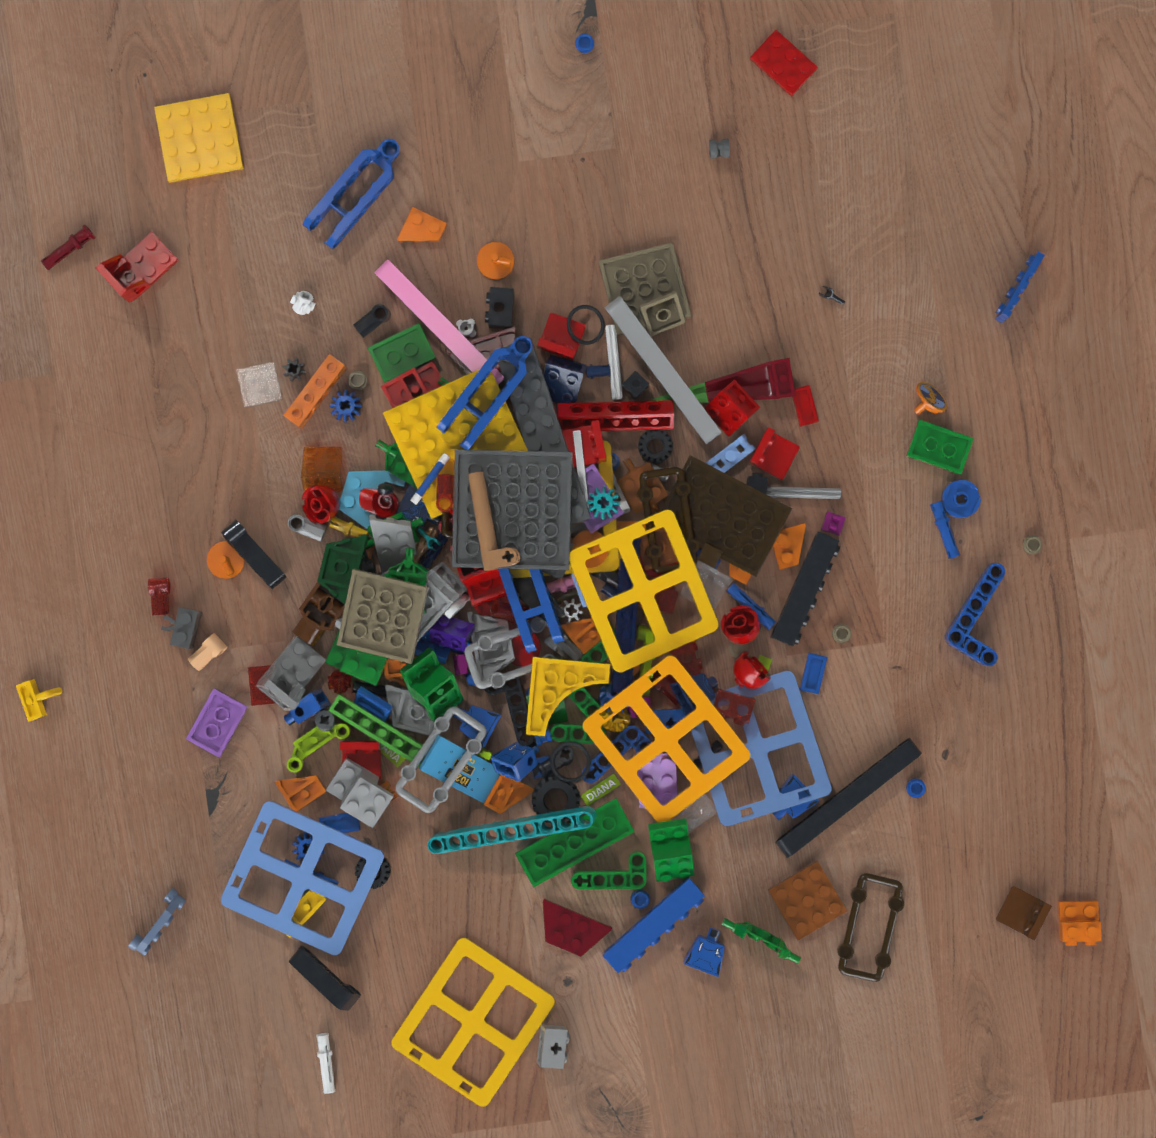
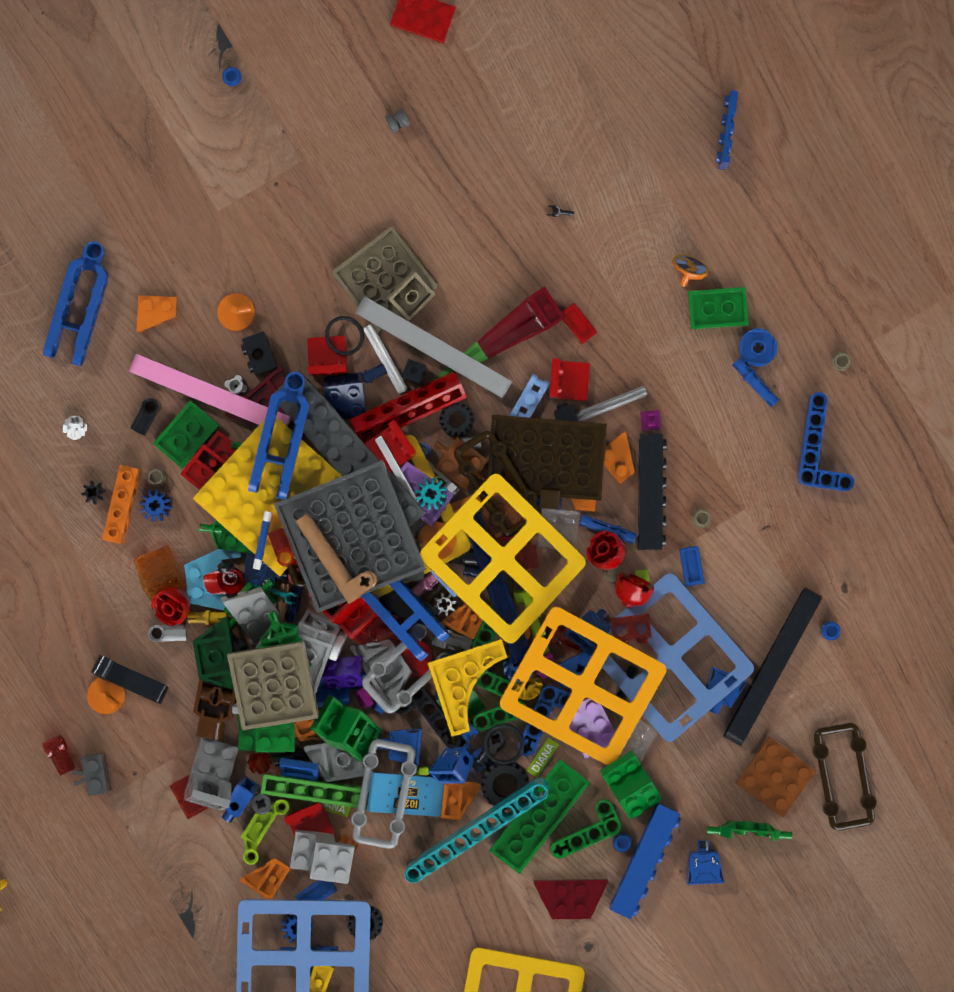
camera: 25 degrees left, 0 degrees up
(210, 649) = (128, 782): light nougat piece -> none
(217, 722) = (162, 849): medium lavender plate -> none
(259, 384) = (67, 520): clear plate -> none
(695, 664) = (579, 606): clear red brick -> none
(731, 408) = (511, 354): red bracket -> none

